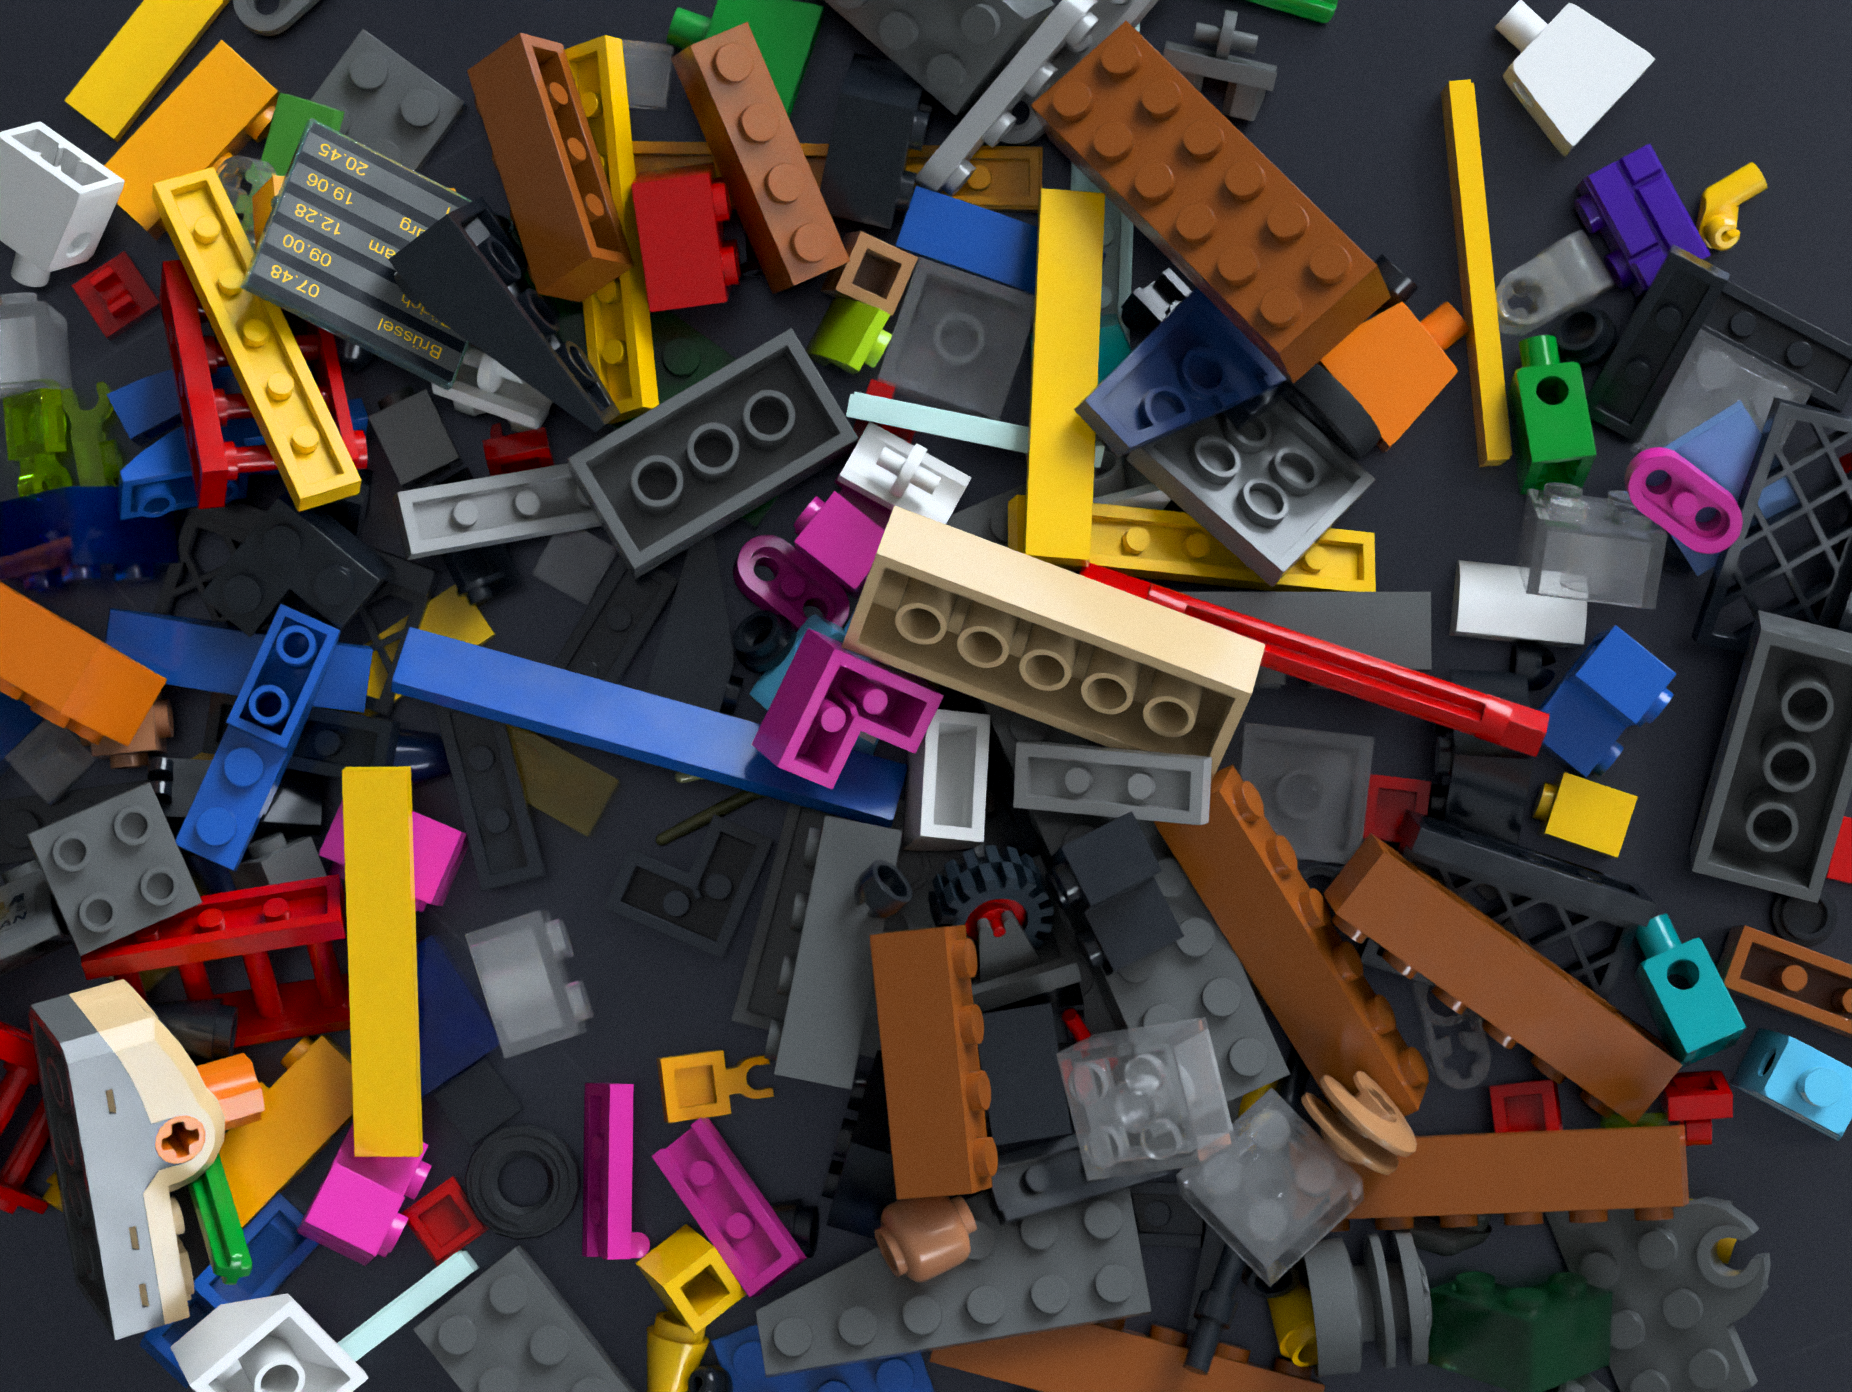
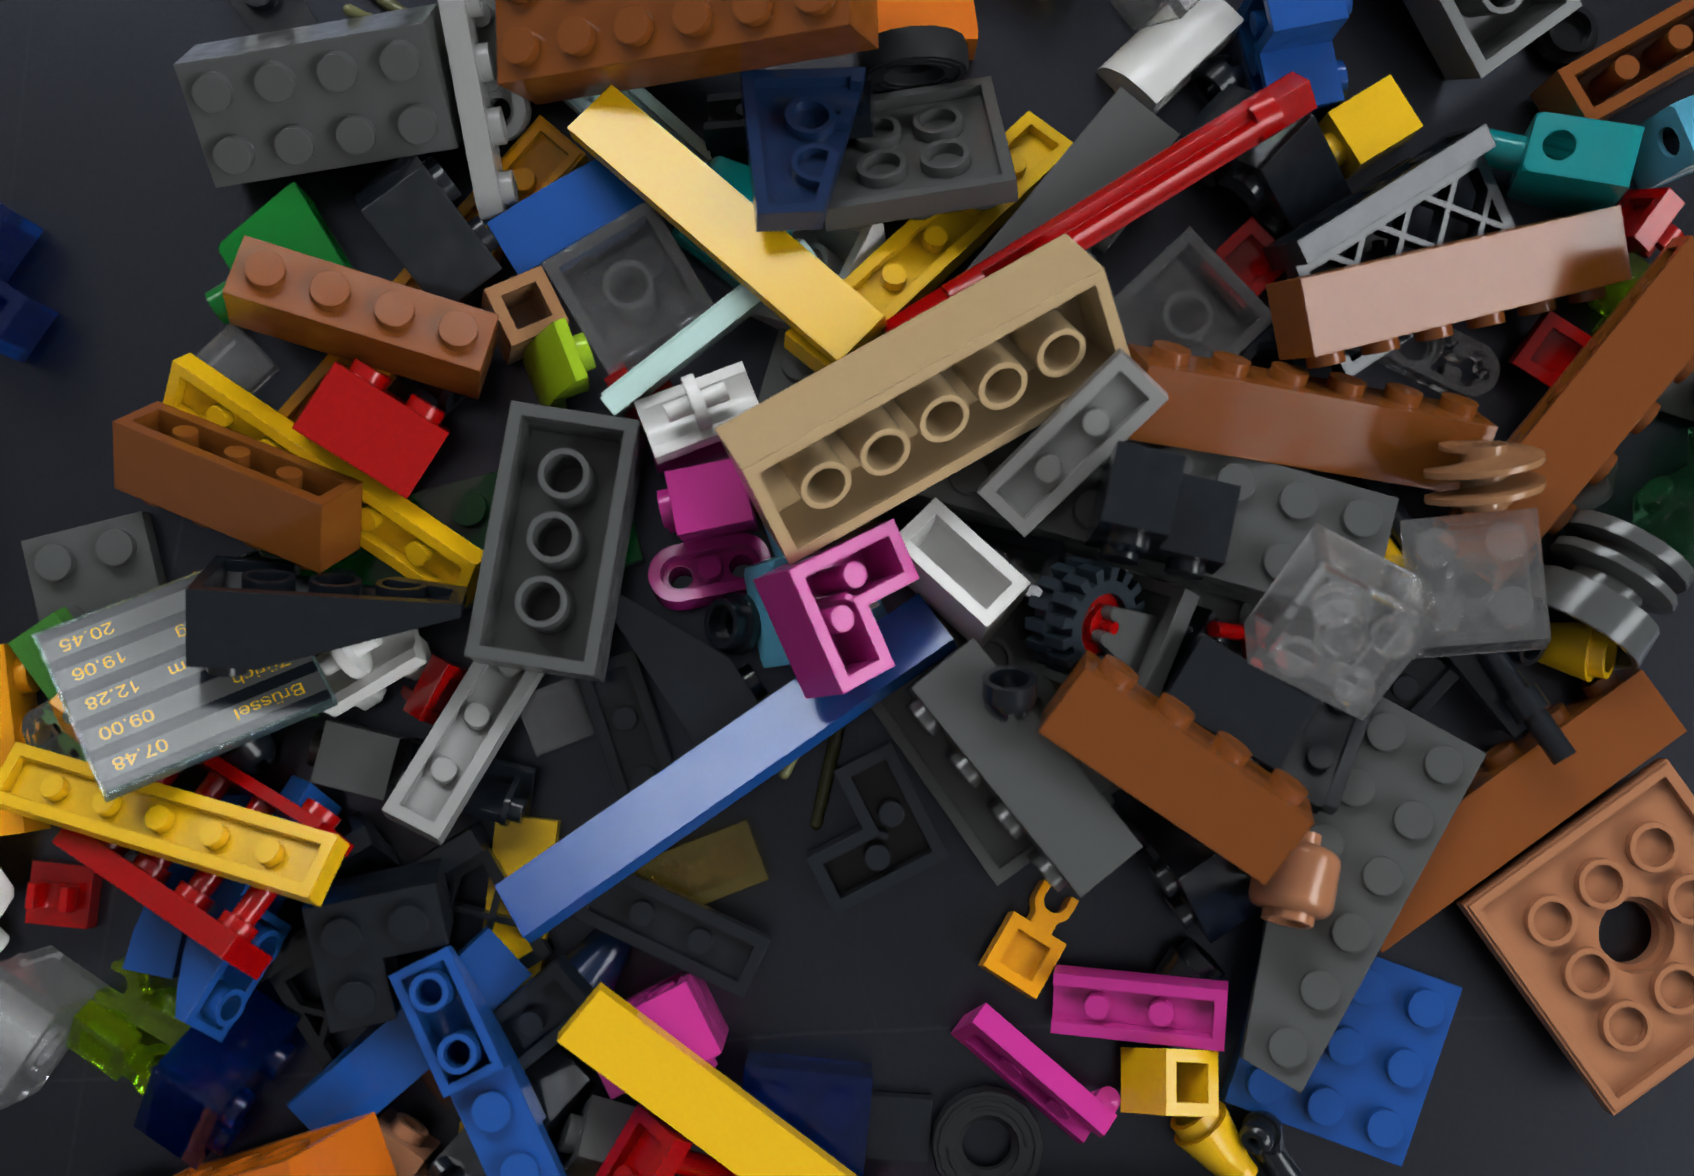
camera: 50 degrees left, 0 degrees up
(529, 982) = (845, 1021): clear brick -> none

